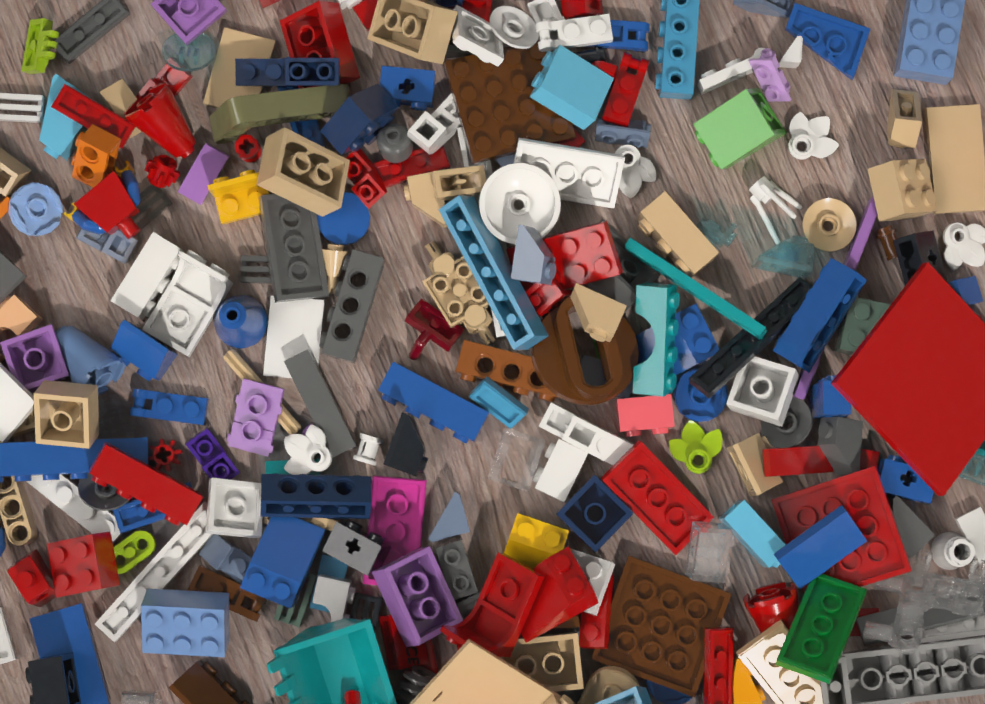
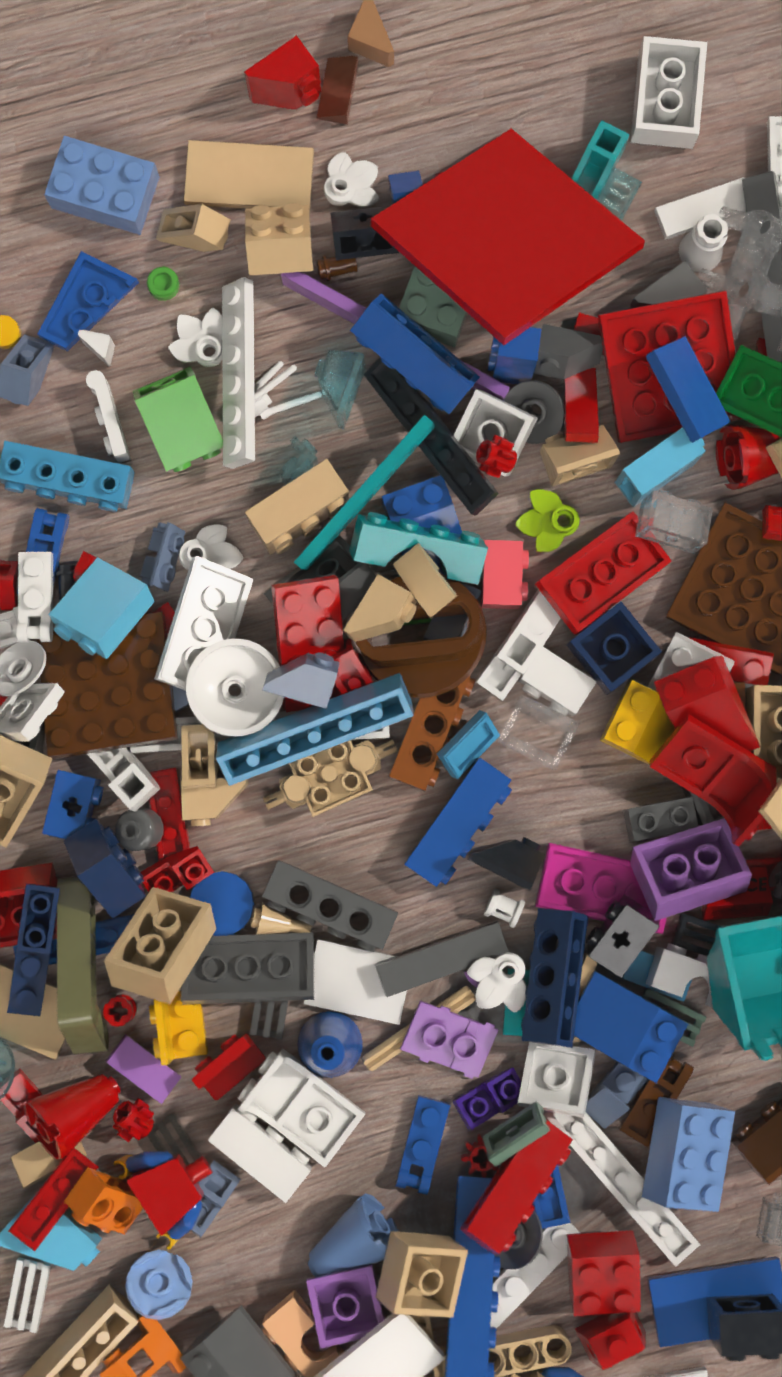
camera: 90 degrees left, 0 degrees up
(132, 552) = (593, 1209): lime plate -> none
(142, 351) = (352, 1170): blue slope -> none
(186, 477) = (515, 1133): none -> sand green tile
(214, 244) = (230, 1067): none -> red bracket
(432, 327) = (367, 812): dark red plate -> none
(452, 521) = (603, 818): sand blue slope -> none
(625, 91) = (114, 546): red plate -> none
(626, 345) = (424, 580): none -> tan slope
(696, 405) = (496, 517): blue tile -> none
(740, 392) = (496, 456): none -> red gear
(770, 77) = (122, 373): lavender hinge -> none
(784, 171) = (238, 373): none -> white plate
(838, 215) = (302, 317): tan dish -> none
(853, 100) = (163, 283): none -> bright green tile
(890, 473) = (627, 276): blue brick -> none

